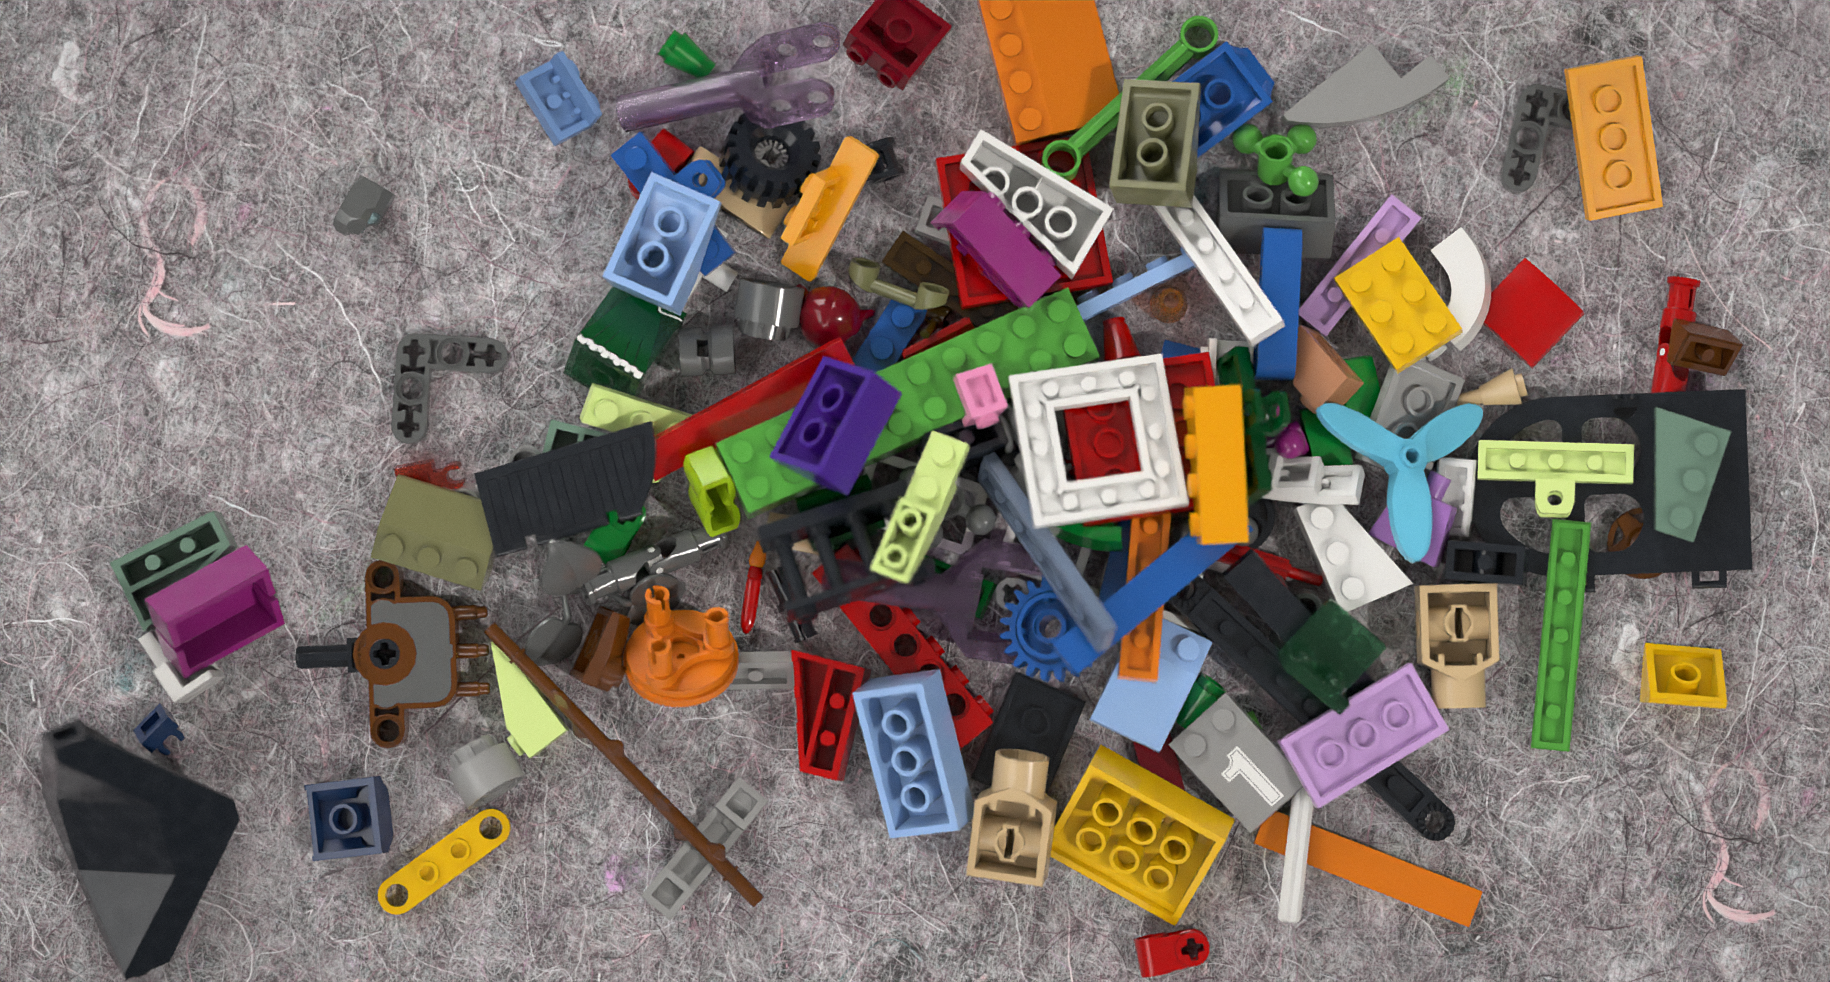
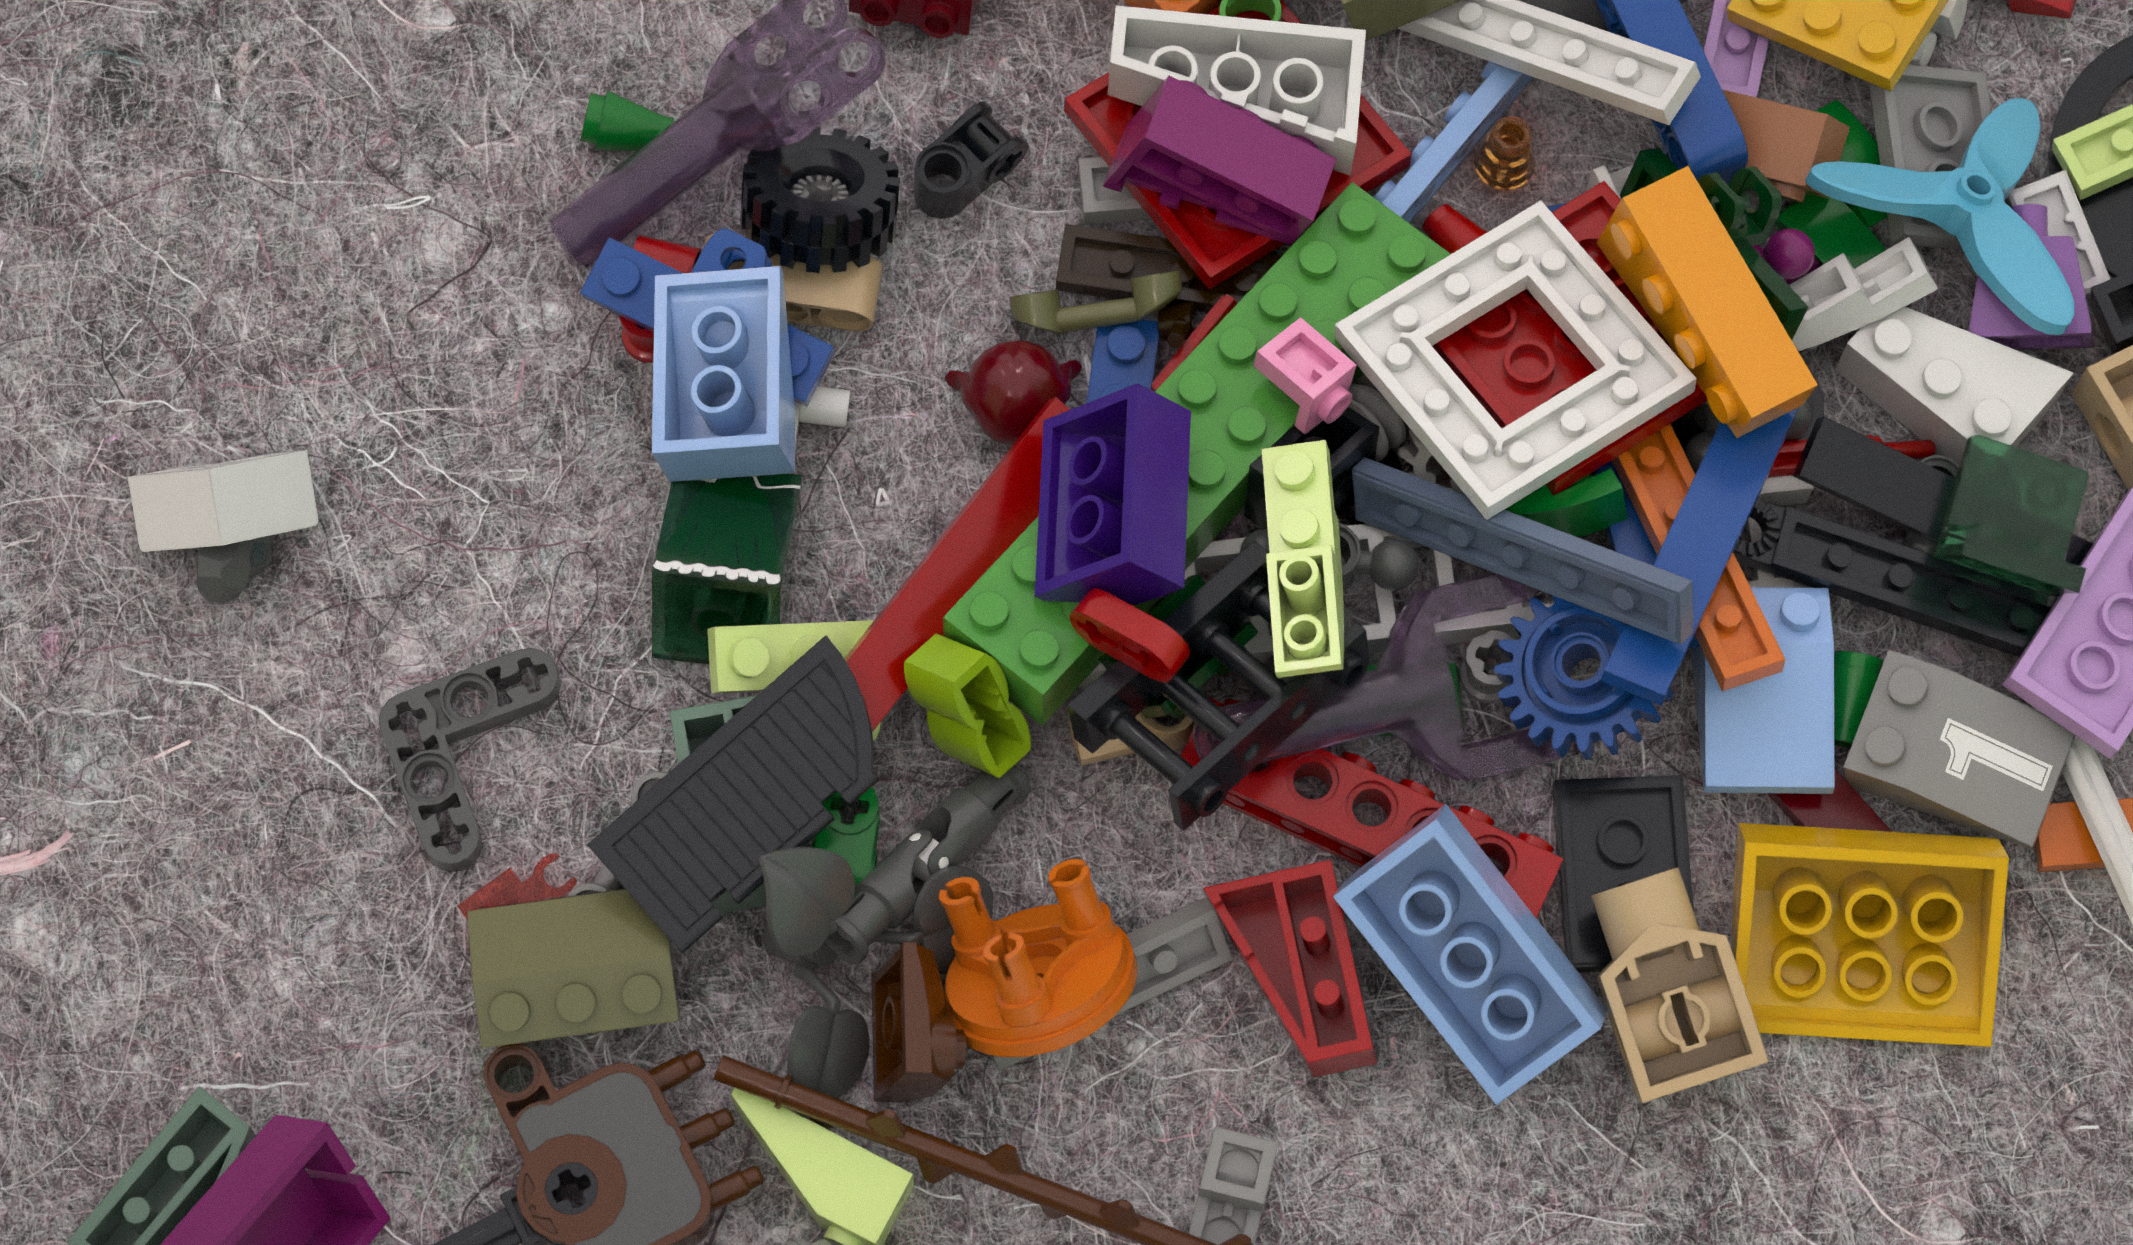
camera: 30 degrees left, 15 degrees down
(367, 183) = (223, 501): none -> white panel
(559, 98) = (464, 262): medium blue bracket -> none
(720, 346) = (880, 513): dark grey wheel -> none
(752, 589) = (1082, 798): red piece -> none
(768, 308) = (920, 416): dark grey piece -> none
(784, 596) = (1163, 836): black pin -> none
(806, 507) = (1129, 635): none -> red beam
(825, 207) = (938, 232): light orange bracket -> none
(1162, 951) = (2002, 1088): red piece -> none
(1501, 390) = (2046, 64): tan cone -> none

